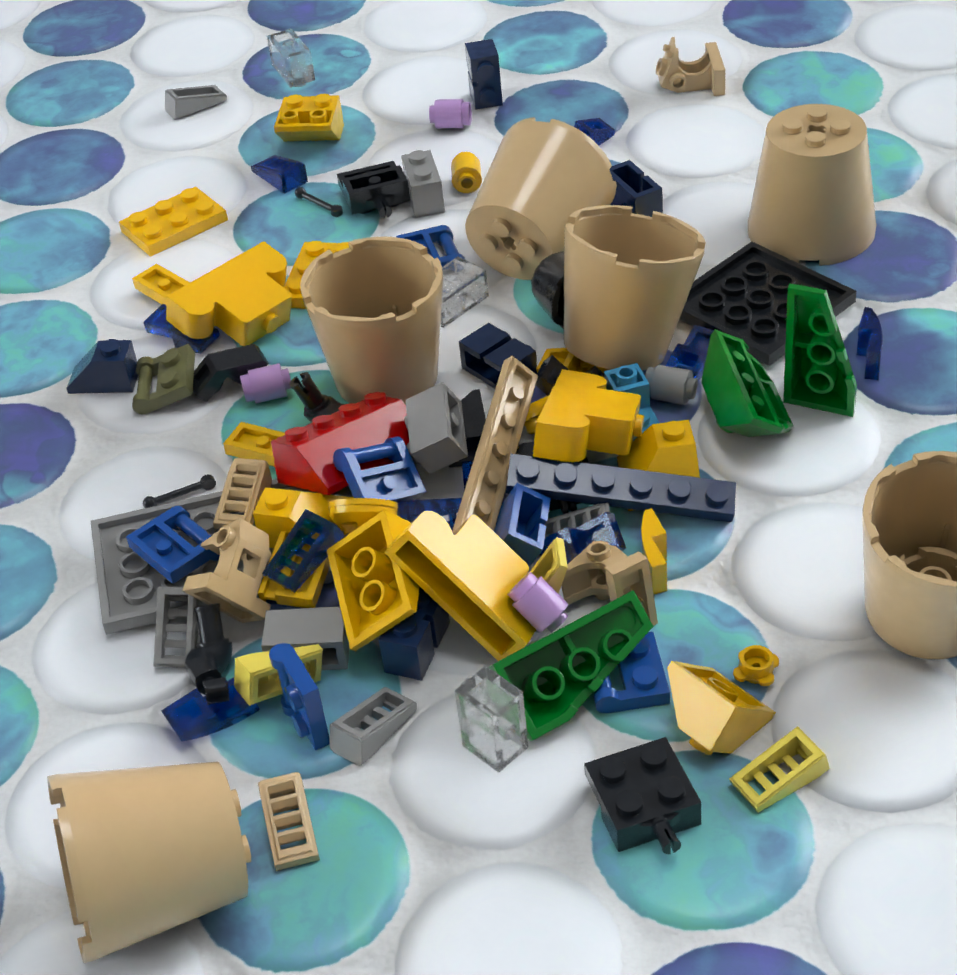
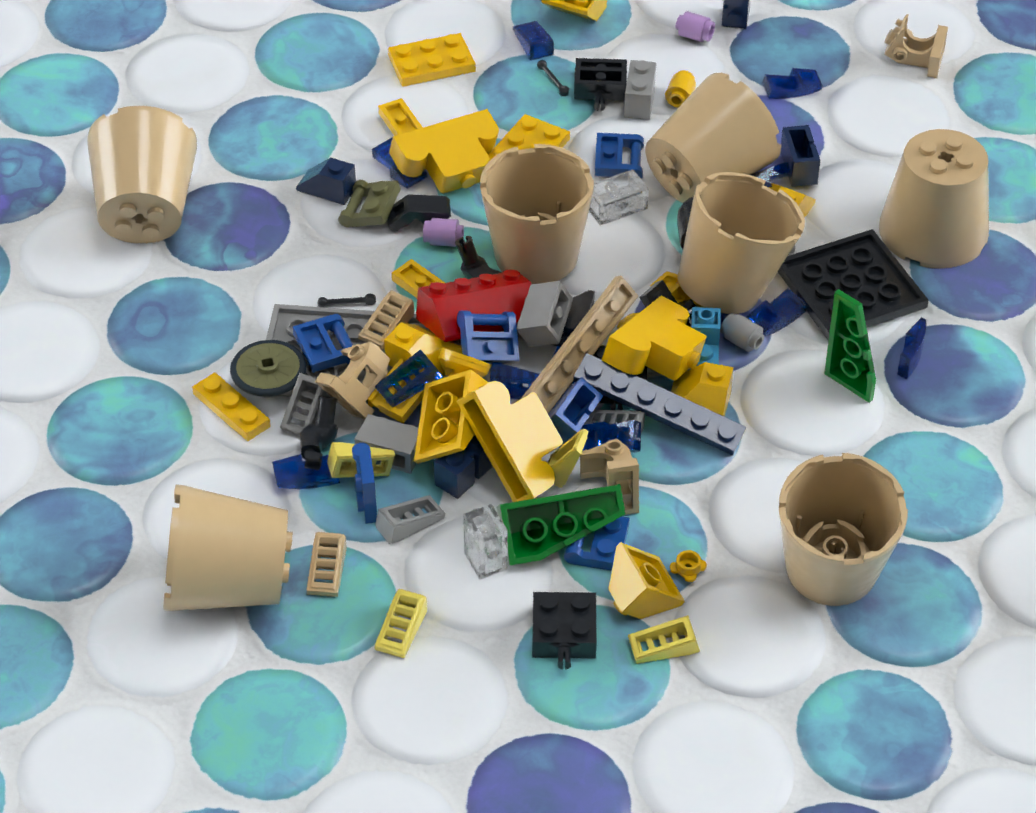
camera: 15 degrees right, 5 degrees up
(79, 660) = (231, 406): none -> yellow plate
(111, 596) = (267, 368): none -> olive wheel
(419, 838) = (407, 605): none -> light yellow slope
(487, 348) = (625, 260): dark blue piece -> none
(538, 603) = (553, 471): lavender brick -> none
(655, 549) = (659, 458): yellow slope -> none
(741, 390) = (793, 355): green wedge -> none

